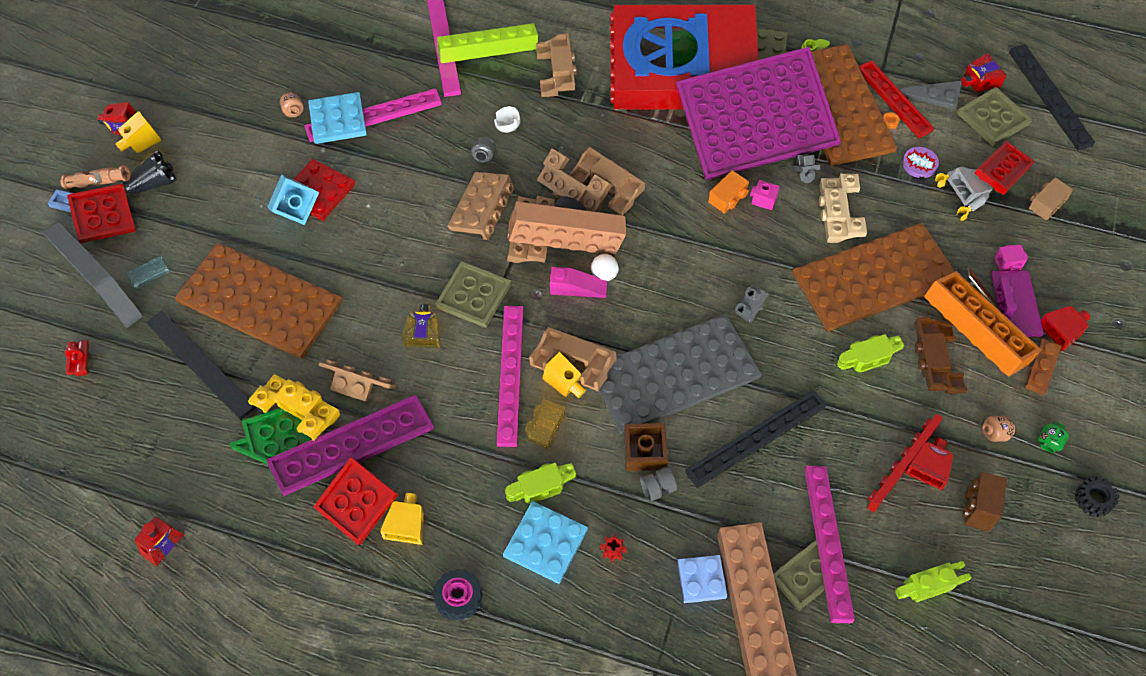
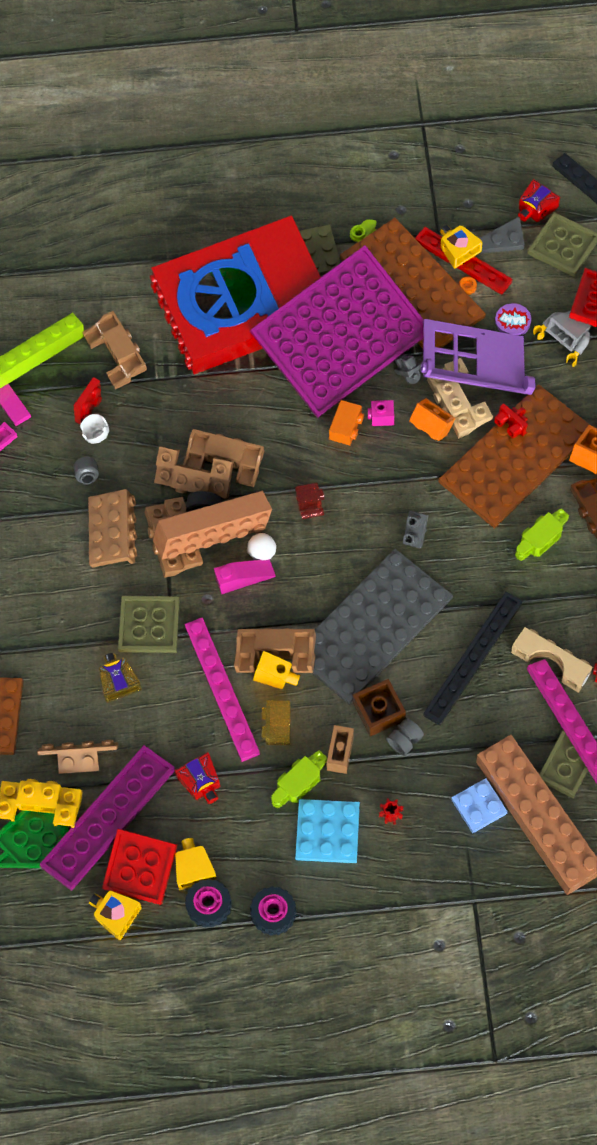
camera: 20 degrees left, 5 degrees up
(313, 534) = (115, 912): none -> yellow torso
(404, 573) = (208, 915): none -> black wheel
(451, 444) = (199, 778): none -> torso
(512, 93) = (87, 401): none -> red plate
(591, 470) = (340, 749): none -> medium nougat brick
(666, 243) = (309, 499): none -> clear red brick
(808, 216) = (432, 419): none -> orange brick
(818, 449) = (531, 646): none -> tan arch
(886, 241) = (514, 418): none -> red hips
(891, 188) = (497, 358): none -> medium lavender door
(897, 83) = (459, 245): none -> yellow torso

